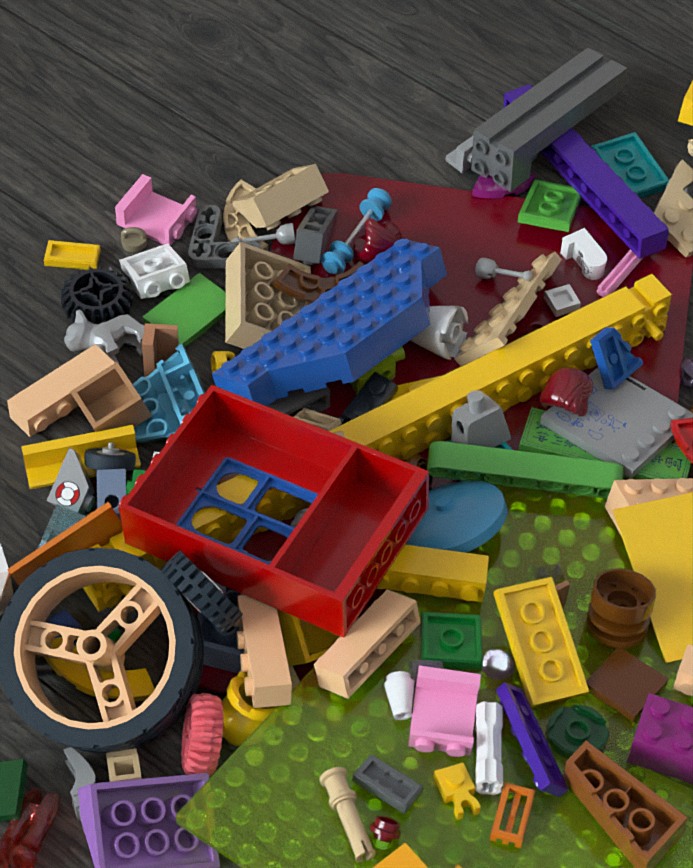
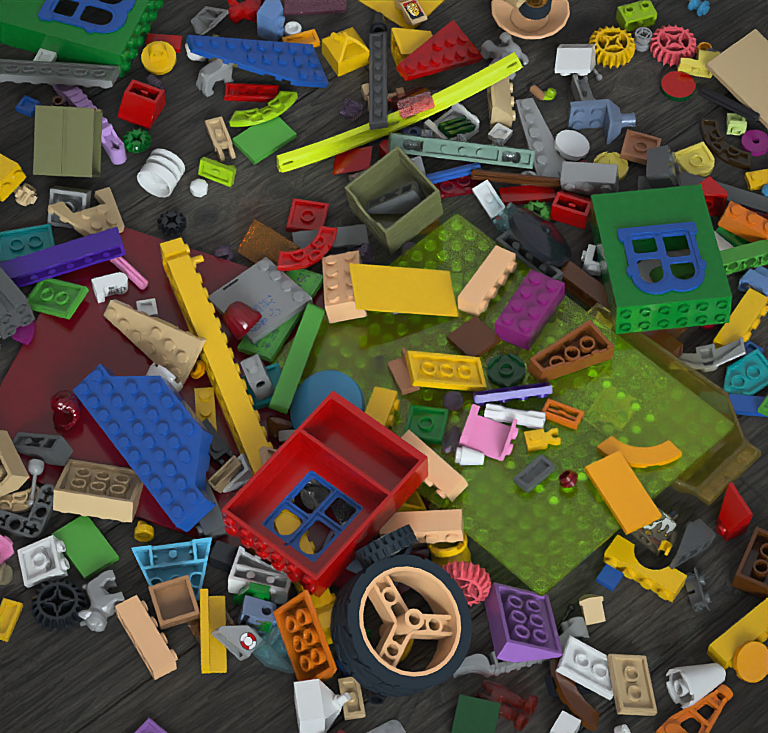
camera: 80 degrees left, 5 degrees up
(109, 458) = (226, 608): black wheel -> none
(123, 765) = (481, 635): tan slope -> none
(158, 344) = (127, 569): nougat panel -> none
(308, 286) = (99, 449): reddish brown tile -> none
(341, 252) = (29, 407): dark azure axle -> none
(343, 802) = (545, 498): tan pin -> none
(488, 269) = (107, 346): light grey hinge -> none
(613, 357) = (217, 285): blue wing -> none
(620, 608) = (425, 325): reddish brown wheel -> none

